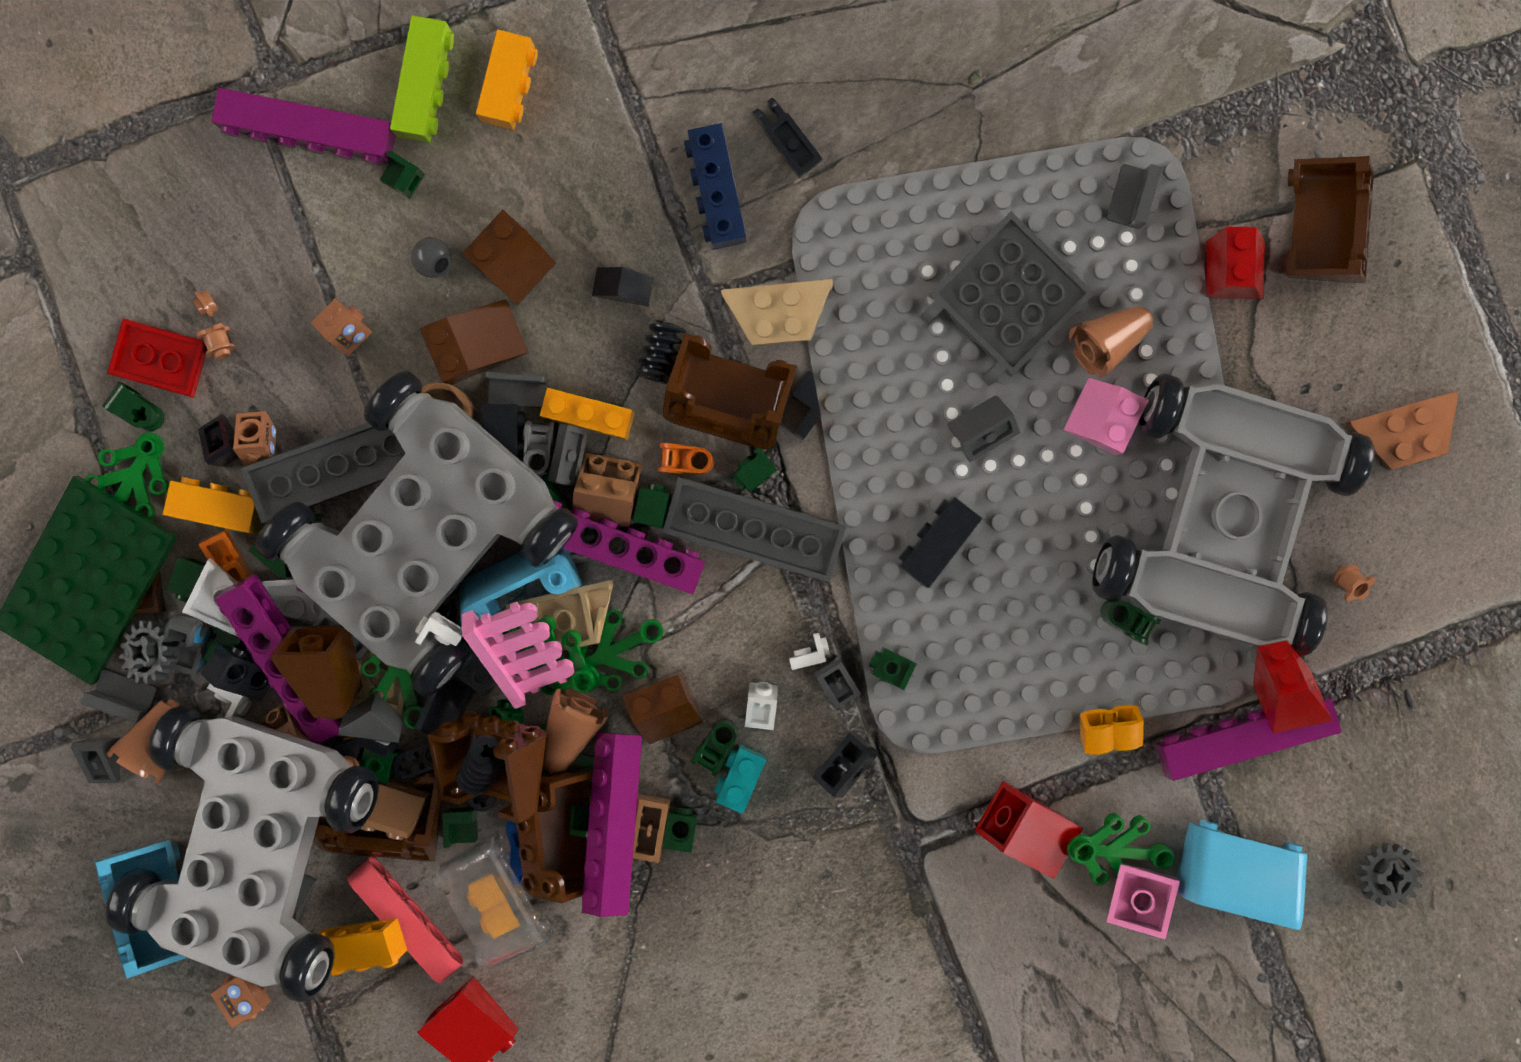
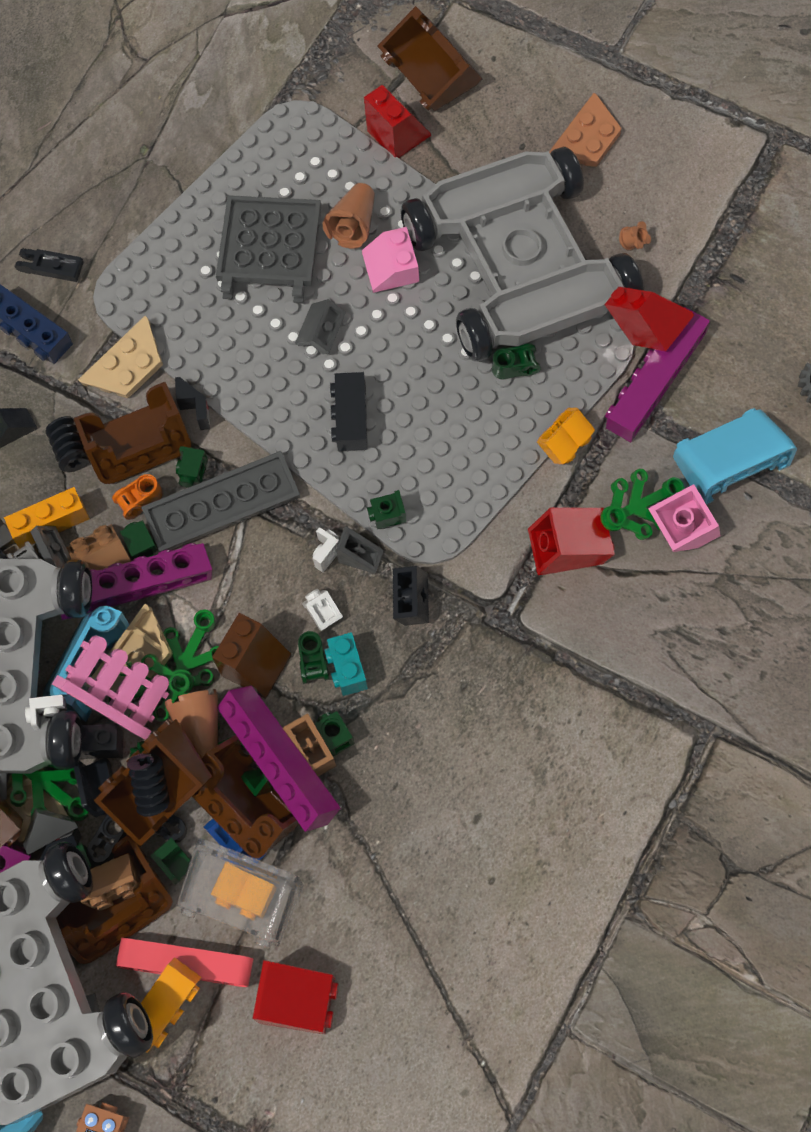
camera: 30 degrees left, 20 degrees down
(1133, 195) = (298, 134): dark grey panel -> none

